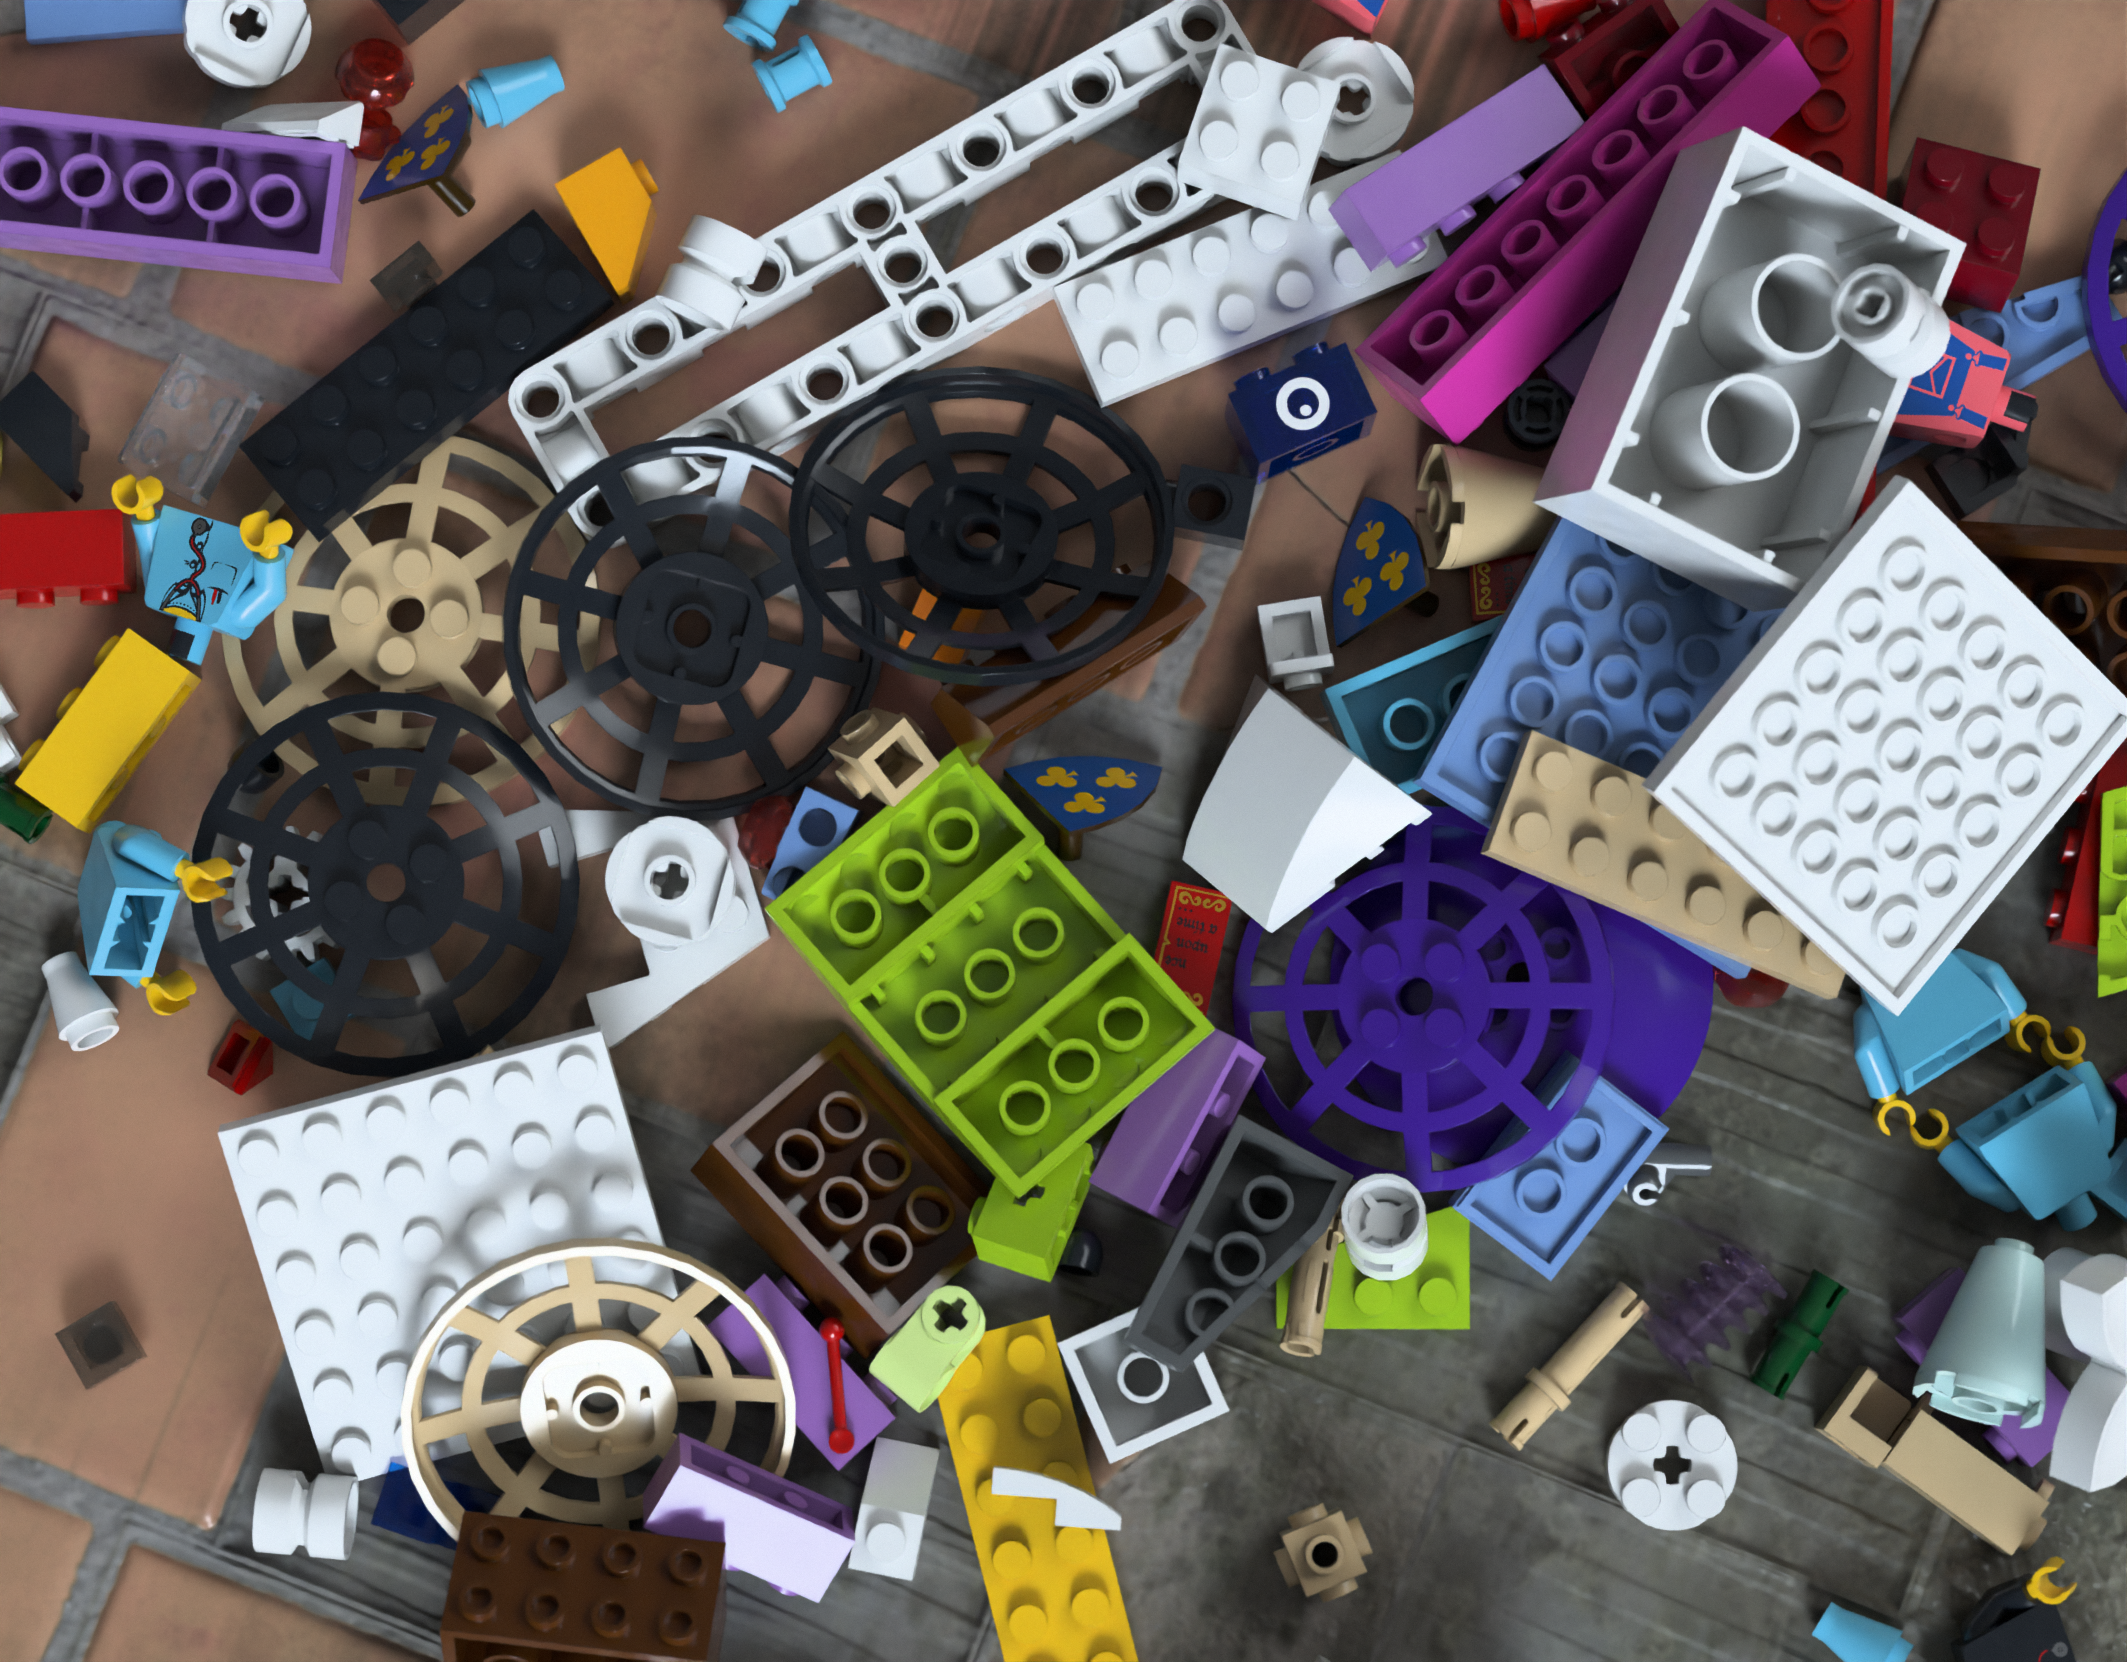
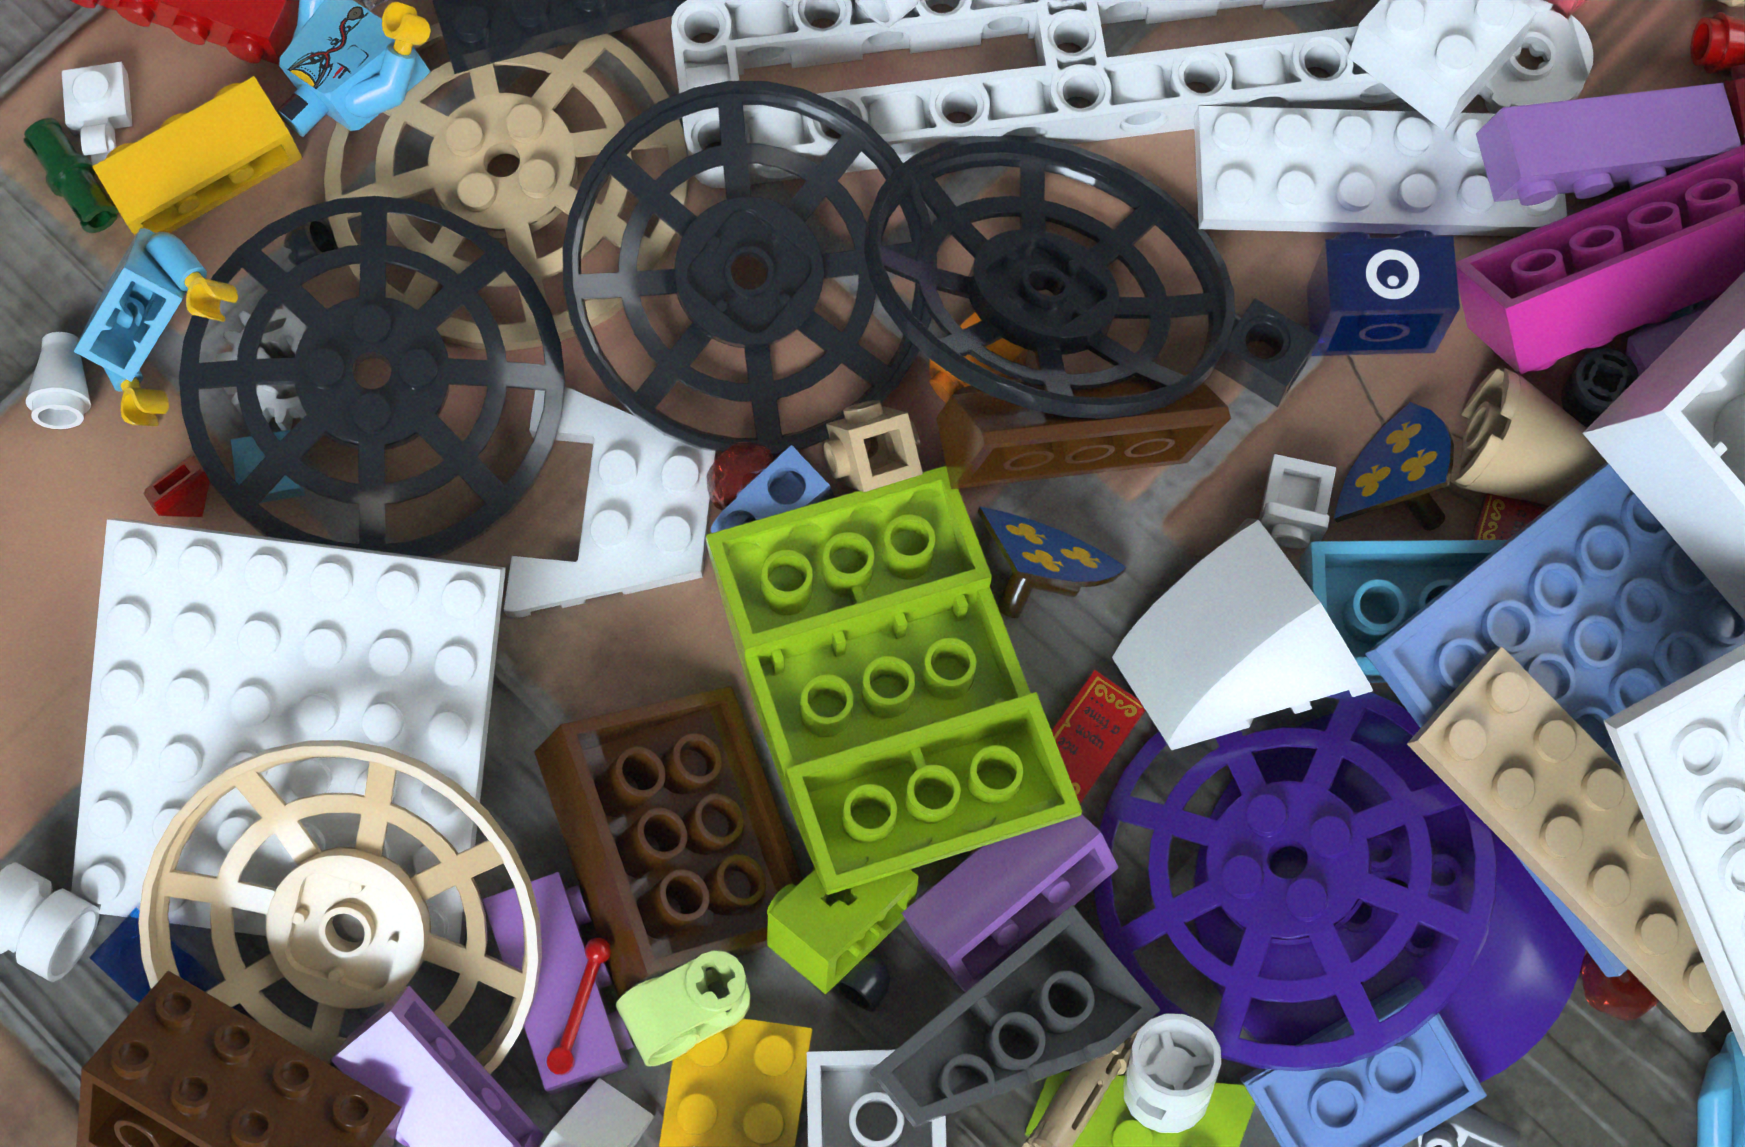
camera: 20 degrees right, 10 degrees down
(651, 850) = (626, 445): white plate -> none

